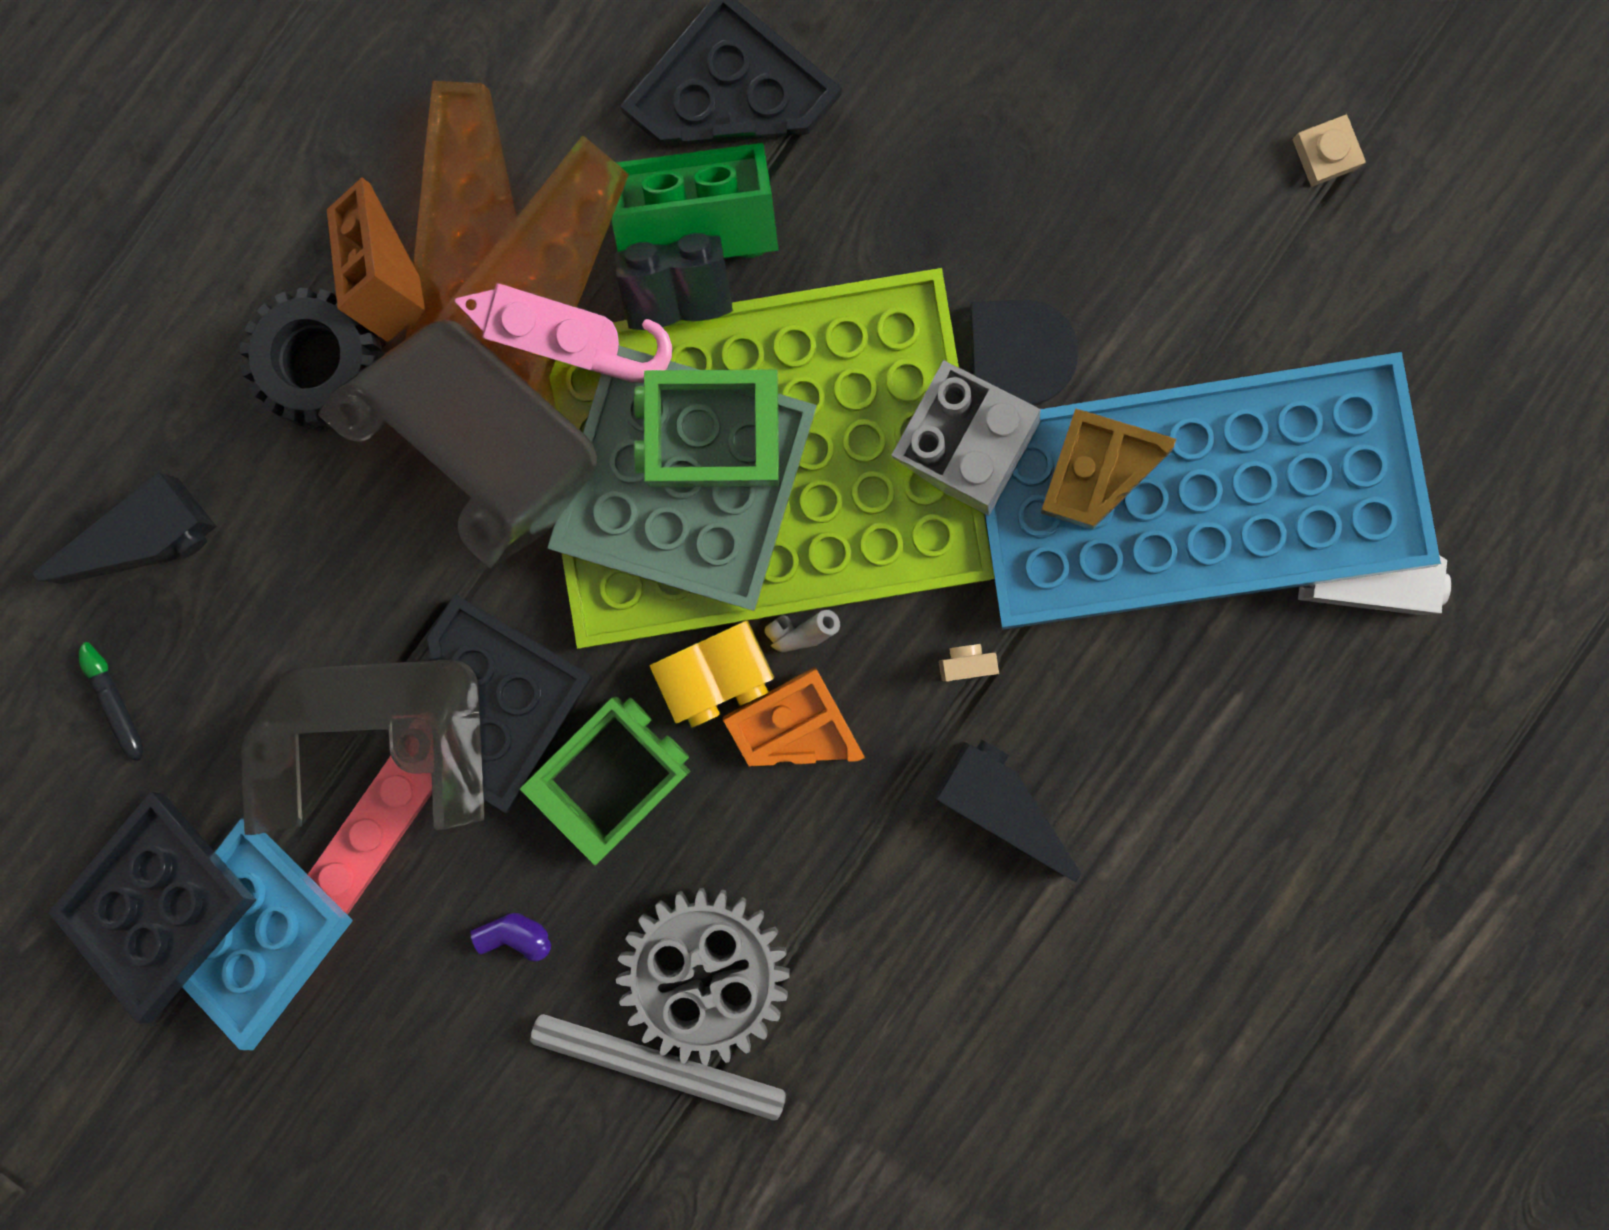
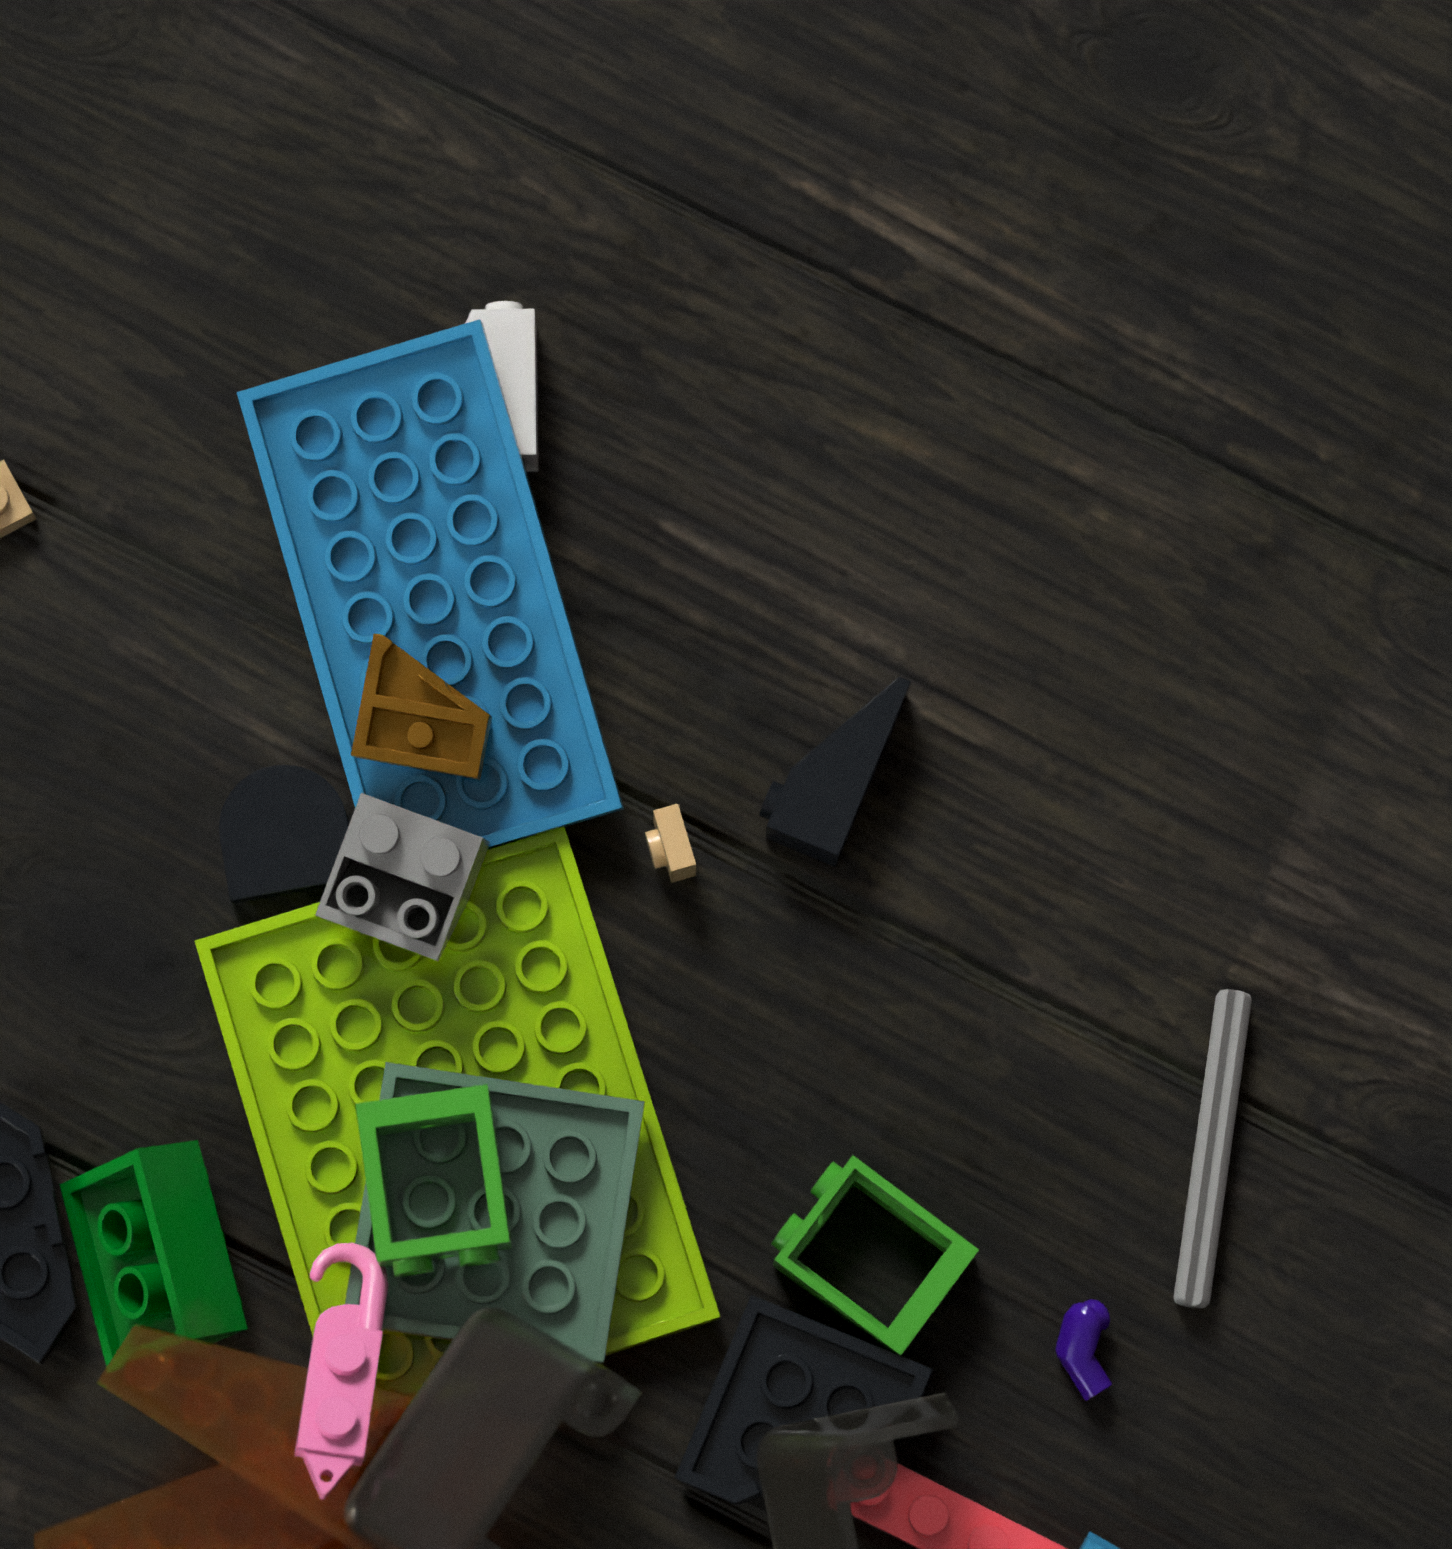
camera: 100 degrees left, 10 degrees down
(673, 281) = (255, 1258): black brick -> none
(713, 673) = (726, 1147): yellow brick -> none
(718, 1022) = (1147, 1083): light grey gear -> none
(793, 725) = (775, 1042): orange wing -> none
(806, 635) = (664, 1044): light grey arm -> none

